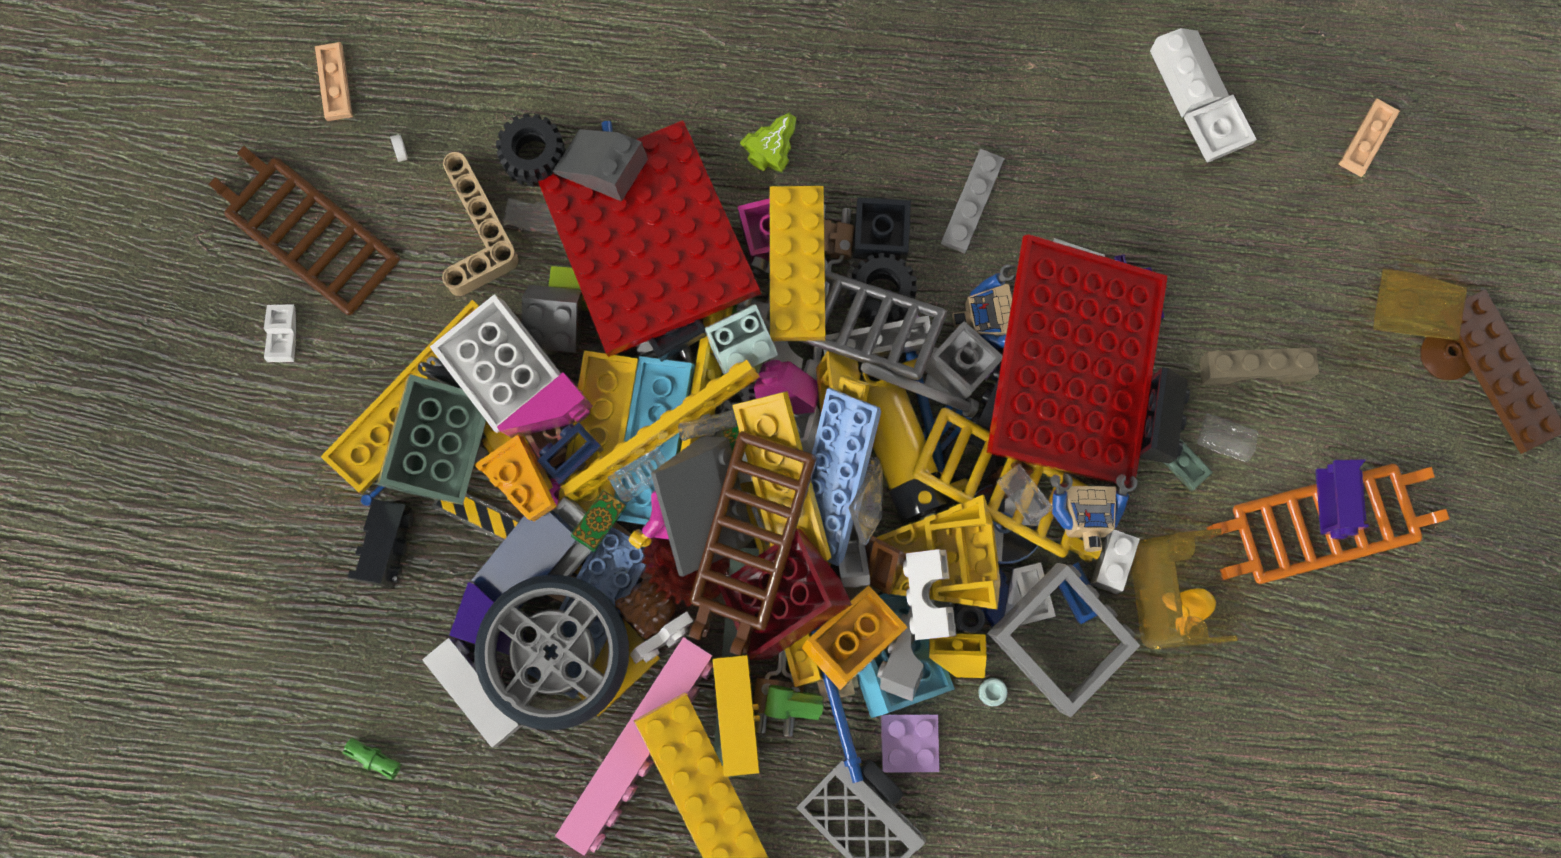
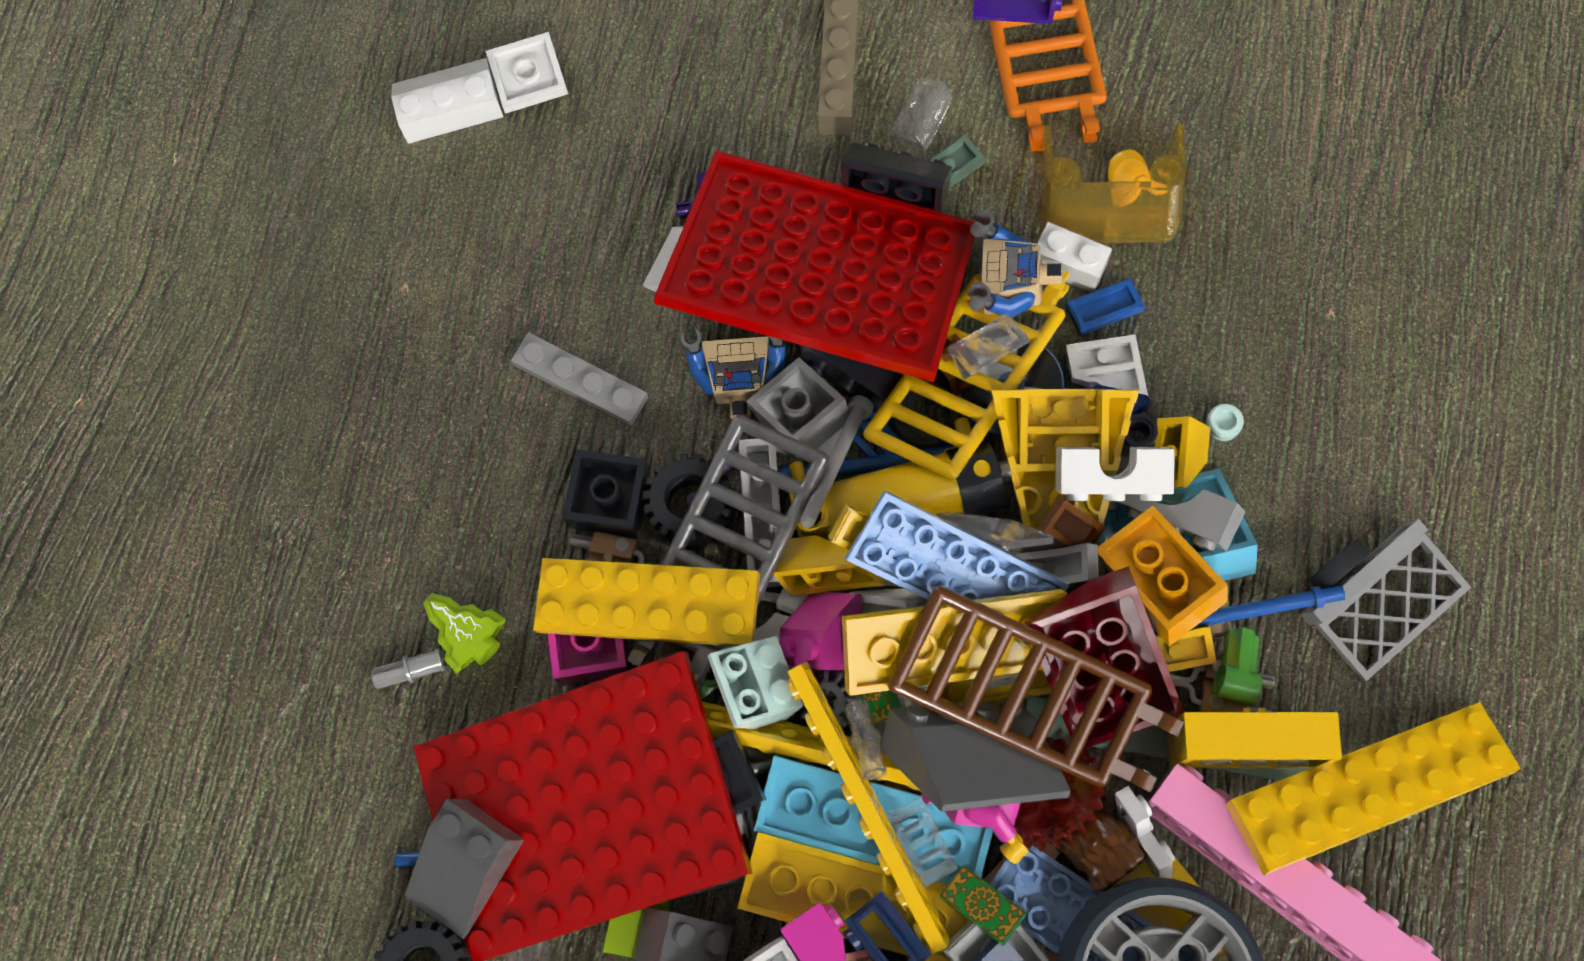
camera: 75 degrees left, 5 degrees down
(740, 110) = (408, 669): none -> light grey axle
(910, 743) = (1288, 529): lavender plate -> none
(1001, 635) = (1127, 360): light grey window -> none

